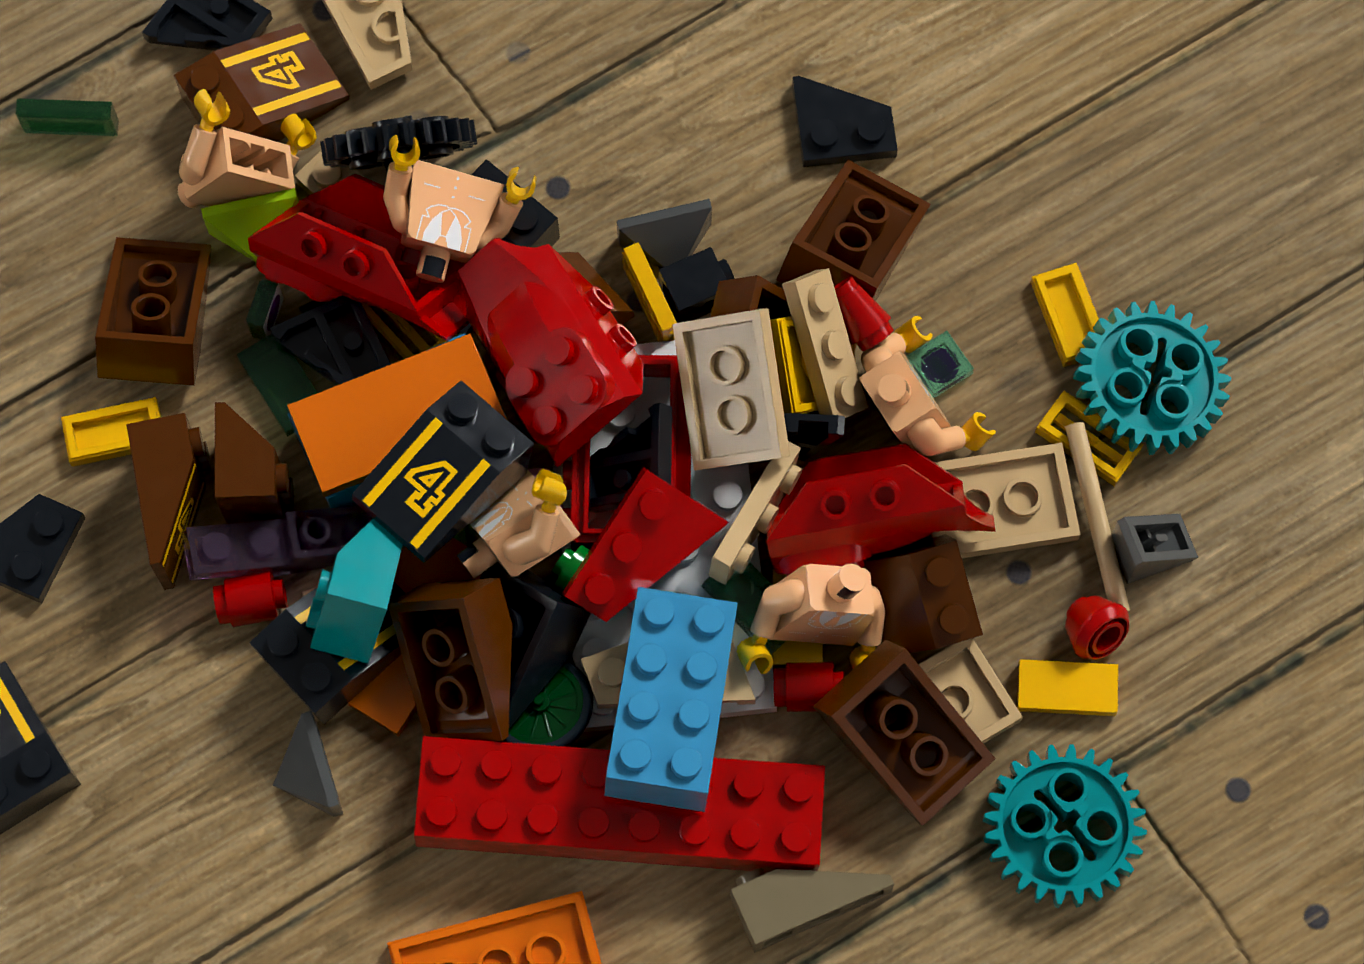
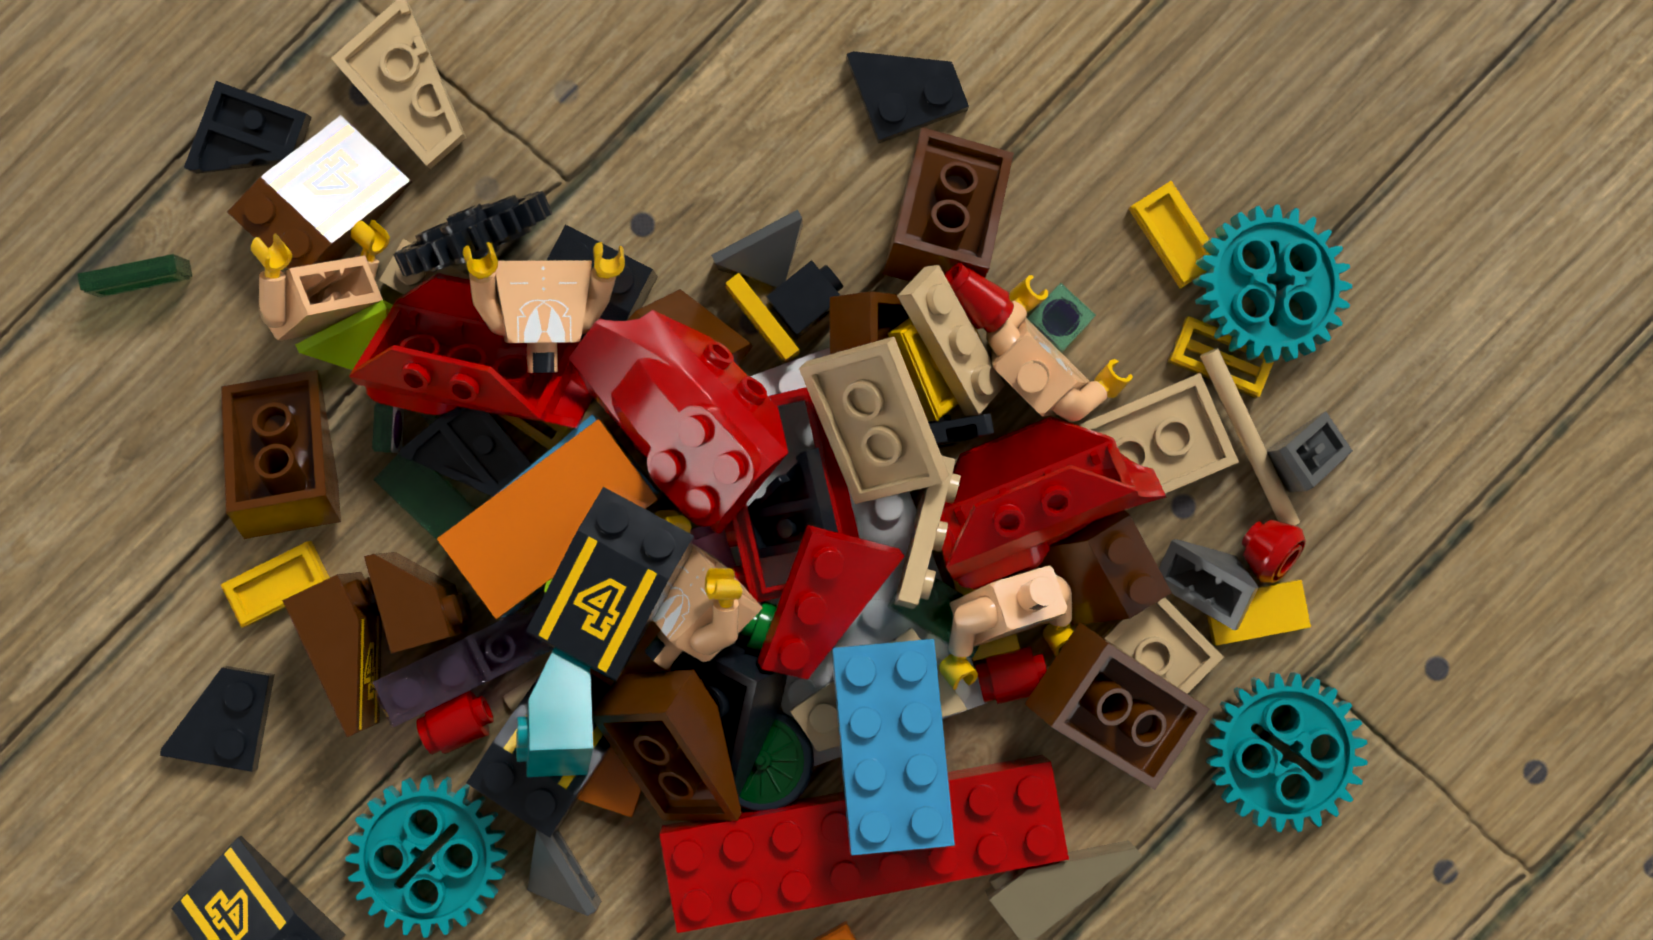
camera: 15 degrees left, 15 degrees up
(164, 682) = (397, 826): none -> teal gear
(1022, 640) = (1209, 581): none -> dark grey slope

